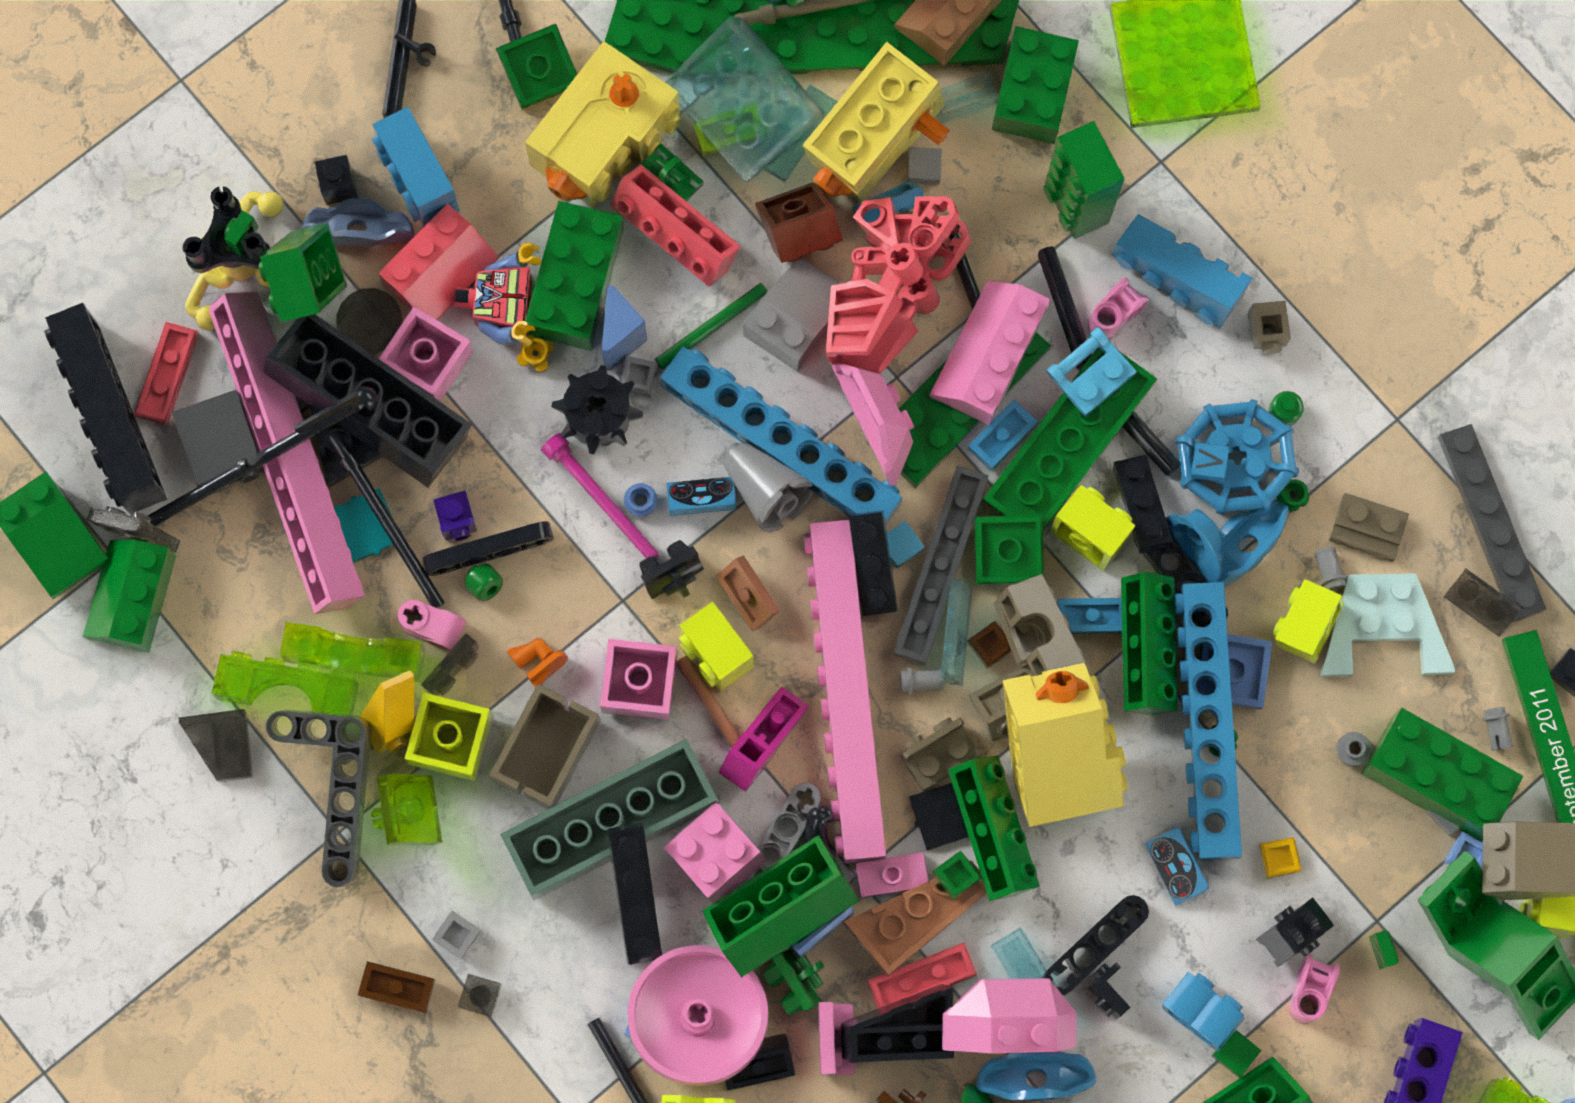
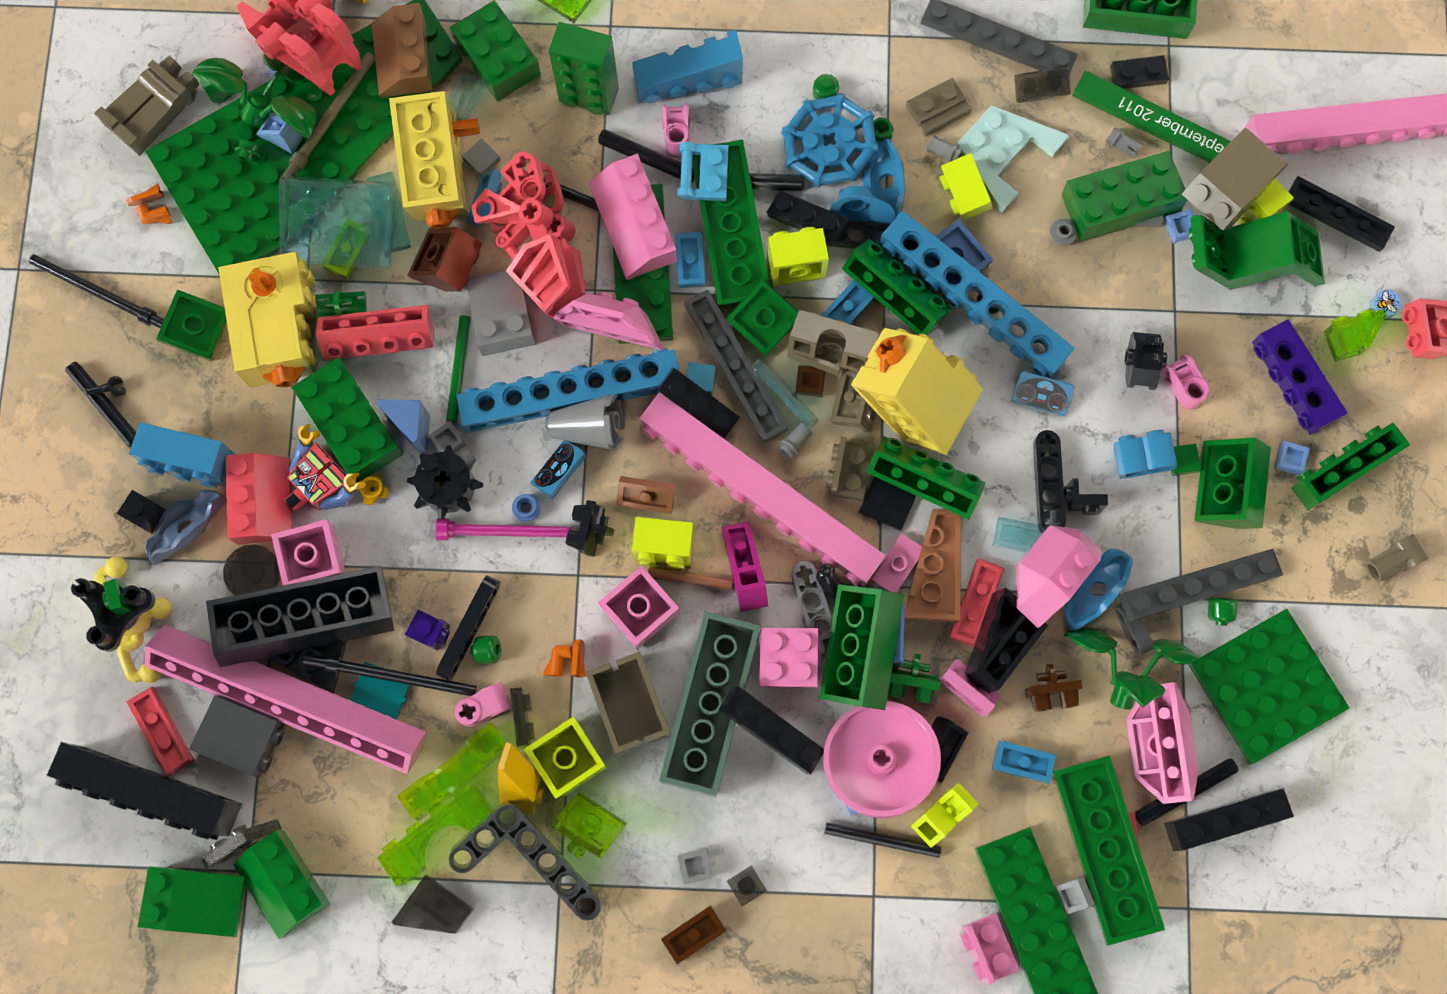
camera: 45 degrees left, 0 degrees up
(302, 272) = (181, 583): green brick -> none
(305, 430) = (285, 673): black bar -> none
(956, 875) = (935, 524): green tile -> none
(1210, 462) = (820, 156): dark azure tile -> none
(1272, 316) = (769, 45): dark tan brick -> none
(1280, 857) = (1089, 331): yellow tile -> none
(1383, 949) = (1198, 321): green tile -> none

